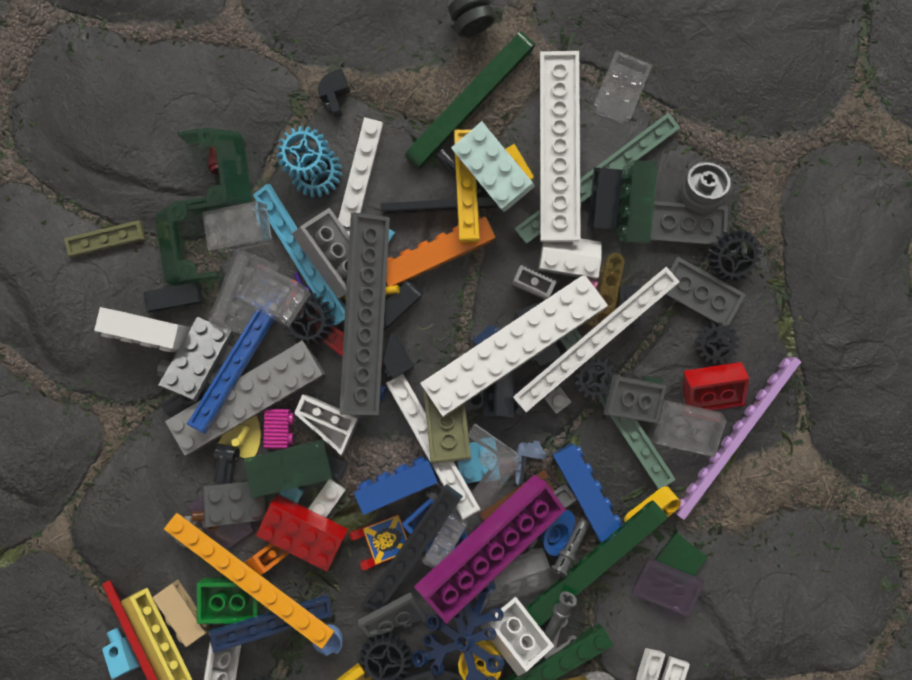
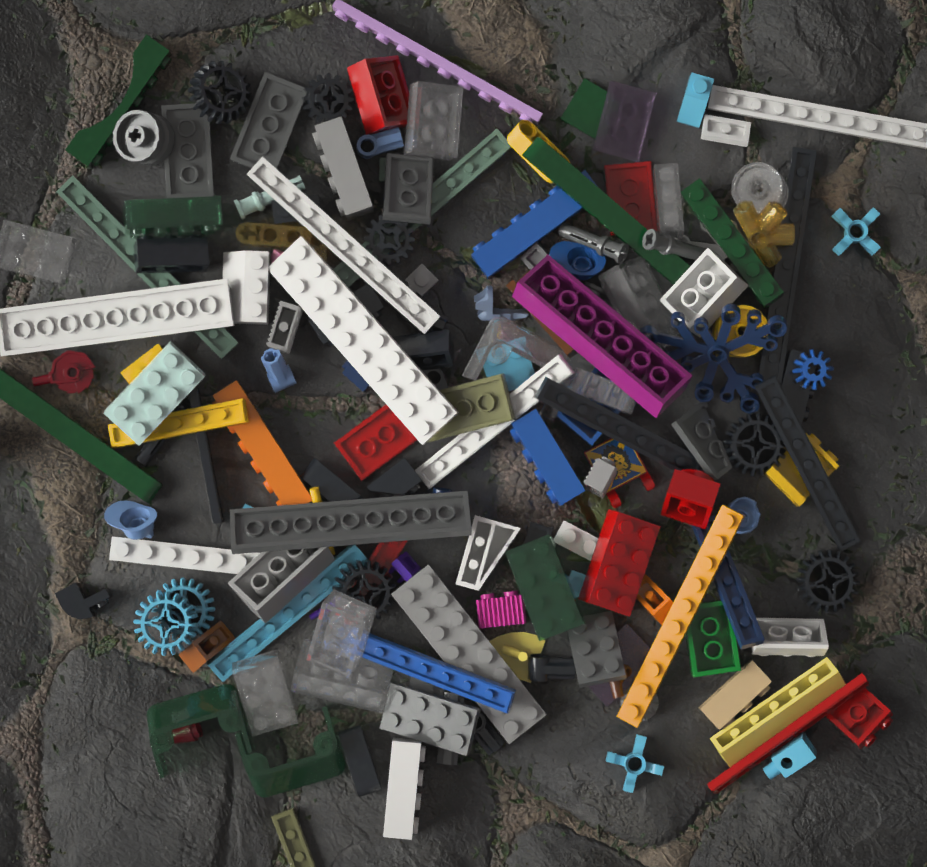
camera: 95 degrees left, 0 degrees up
(129, 519) = (646, 766): none -> medium azure pin
(282, 186) = (206, 646): none -> dark orange slope
(324, 355) = (405, 567): none -> dark purple tile
(347, 601) = (690, 497): none -> red piece
(374, 528) = (600, 476): none -> light grey brick
(394, 138) = (132, 518): none -> medium blue piece
(430, 343) = (375, 442): none -> red tile
(496, 273) = (277, 370): none -> medium blue piece
(520, 105) = (70, 371): none -> dark red piece
(599, 616) = (668, 200): none -> clear brick
(612, 586) = (633, 190): none -> red tile
(639, 275) = (258, 201): none -> light aqua pin
(662, 348) = (344, 168): none -> light grey brick
(675, 383) = (382, 142): none -> medium blue piece
(679, 648) = (695, 100): none -> medium azure slope
(764, 200) = (147, 63): none -> dark green arch

